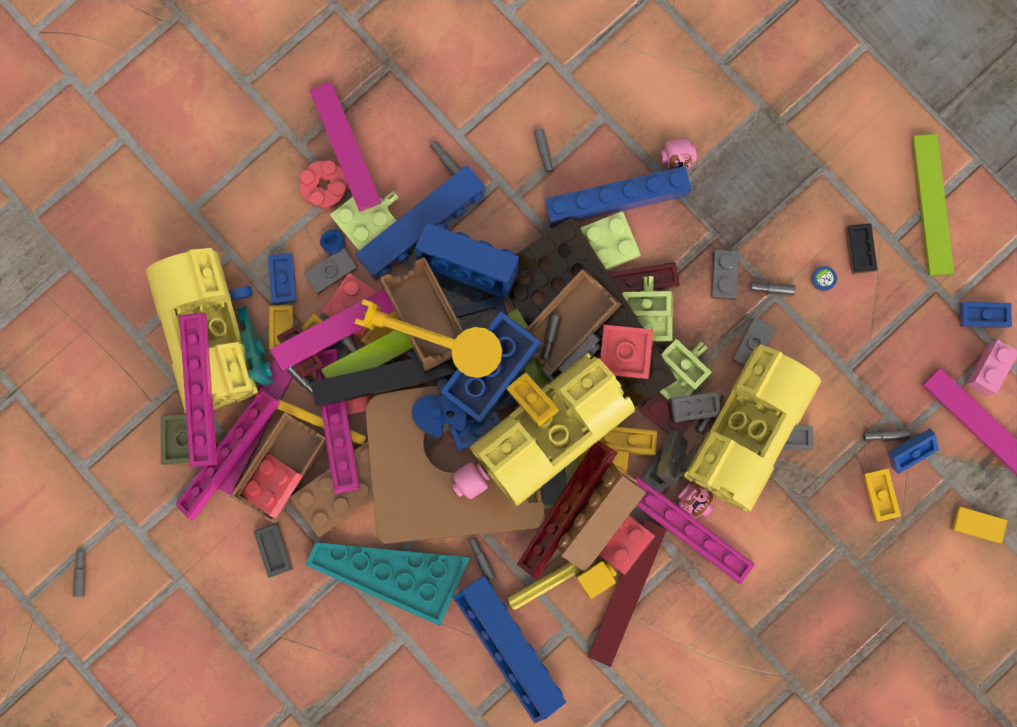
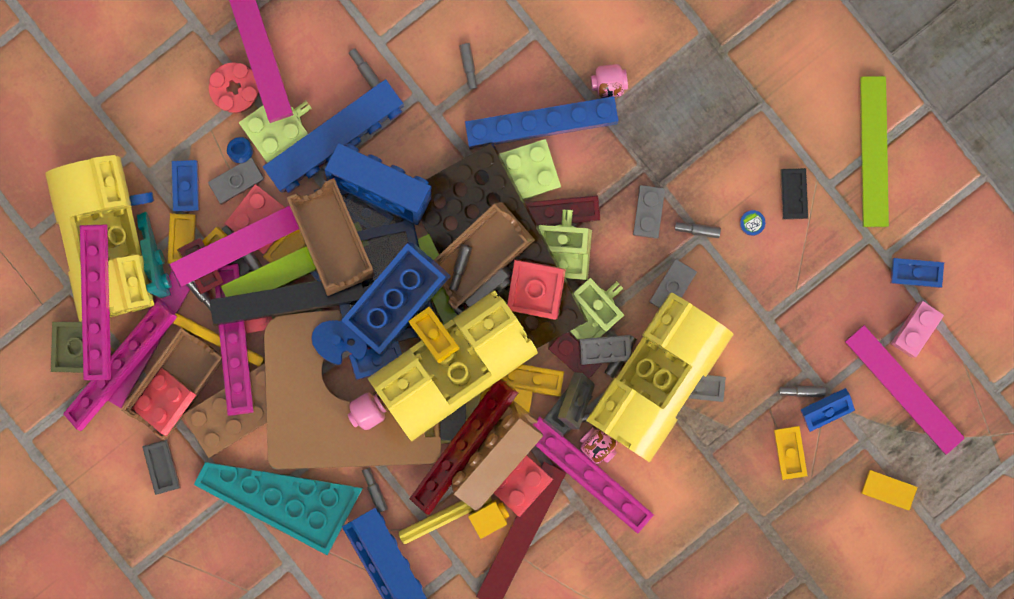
camera: 10 degrees right, 5 degrees up
(474, 351) = (378, 282): yellow piece -> none

